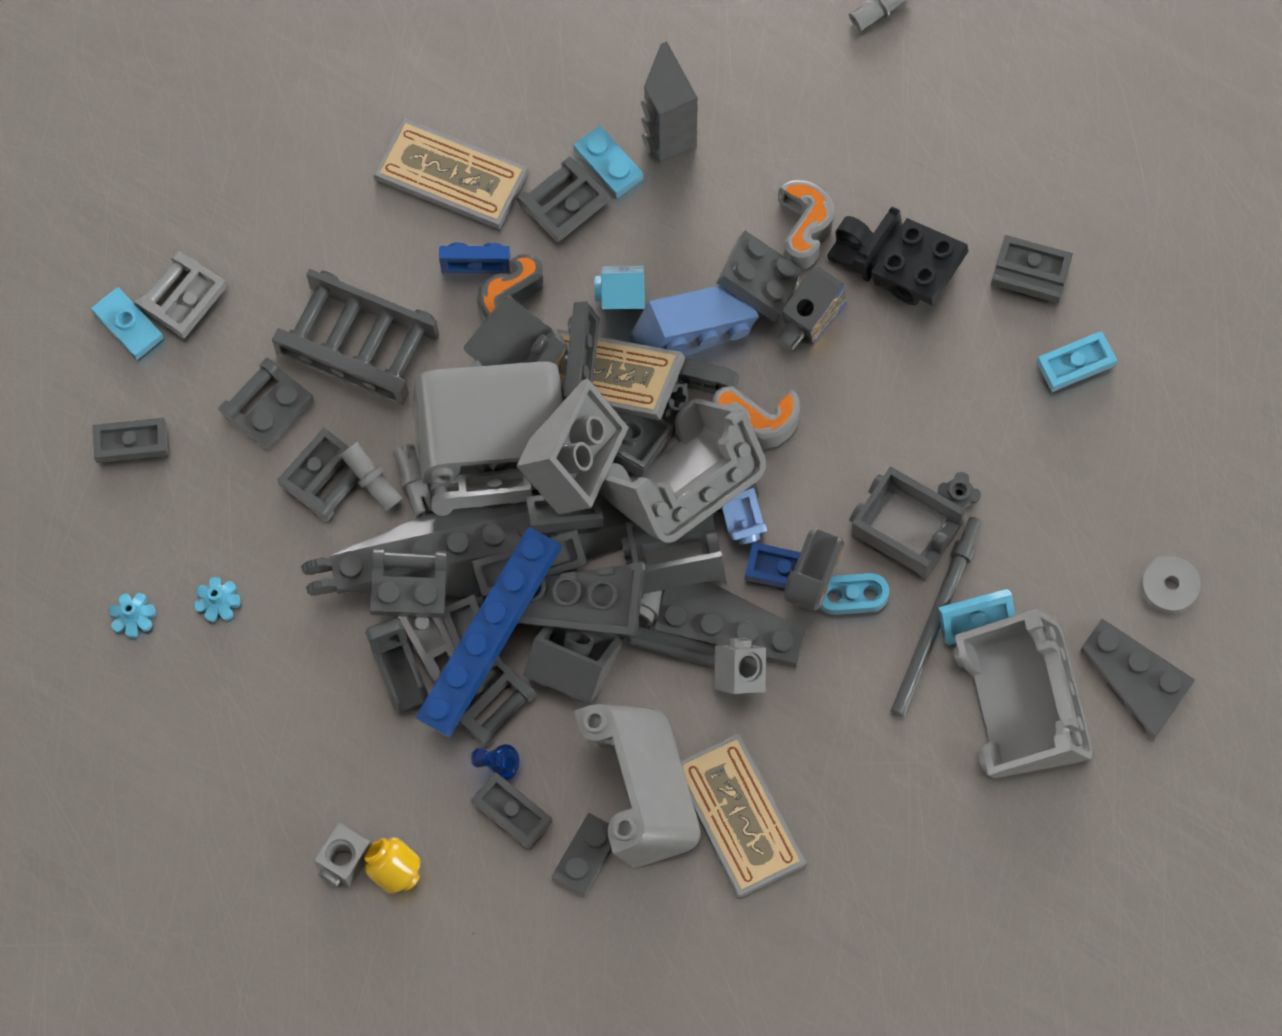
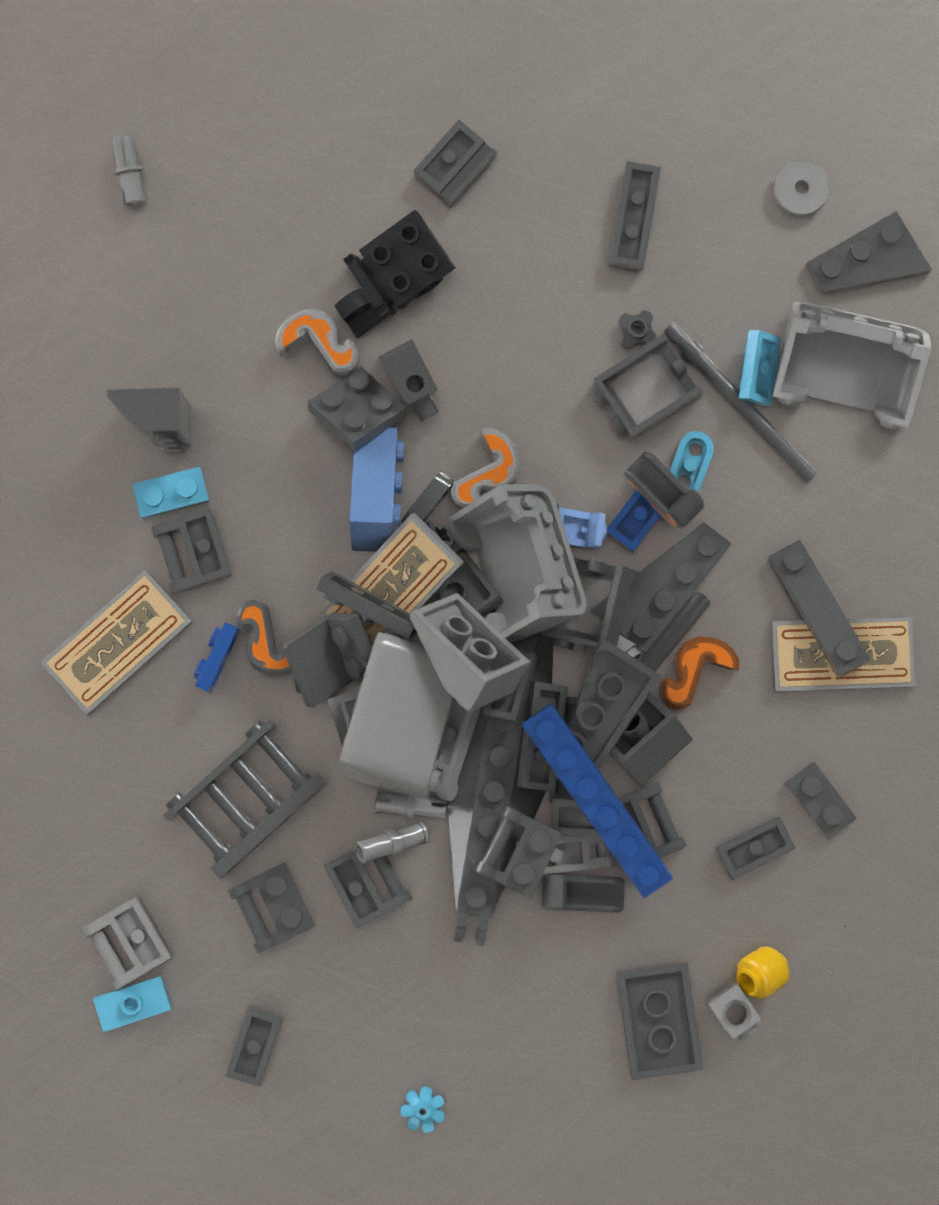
camera: 65 degrees left, 15 degrees up
(217, 600) = (445, 1019): medium azure plant -> none
(305, 791) = (659, 1021): none -> dark grey plate
(501, 760) = (707, 838): clear blue piece -> none
(620, 287) = (314, 538): medium azure brick -> none
(658, 673) = (688, 667): none -> dark orange animal
(662, 808) = (789, 715): light grey windscreen -> none
(752, 674) = (720, 595): light grey brick -> none
(771, 770) = (819, 609): none -> dark grey plate
(1064, 444) = (634, 215): none -> dark grey plate
(1076, 361) = (561, 166): medium azure plate -> none

